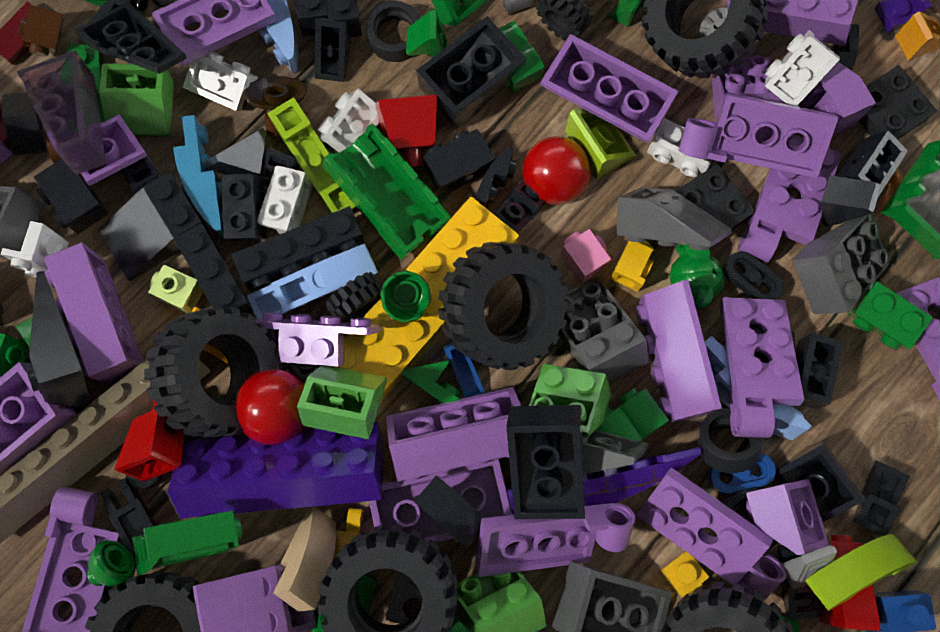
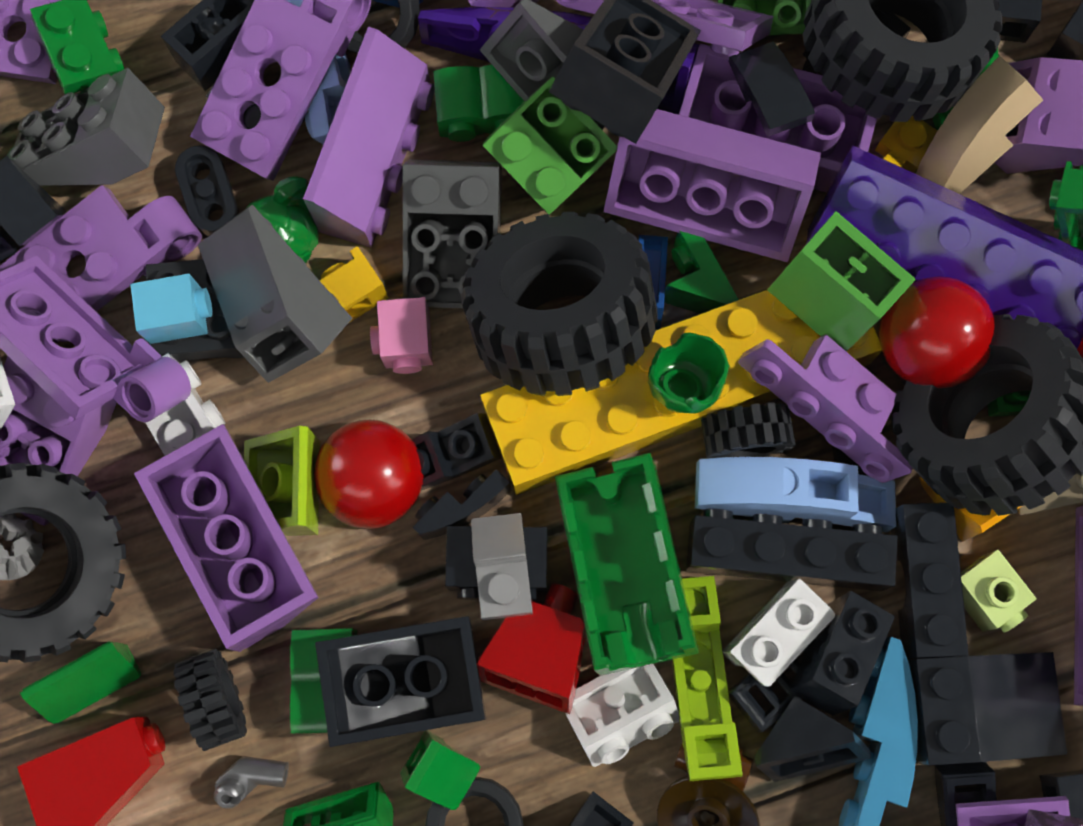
camera: 145 degrees left, 0 degrees up
(453, 150) = (501, 566): none -> light grey slope
(720, 184) = (170, 308): none -> medium azure brick

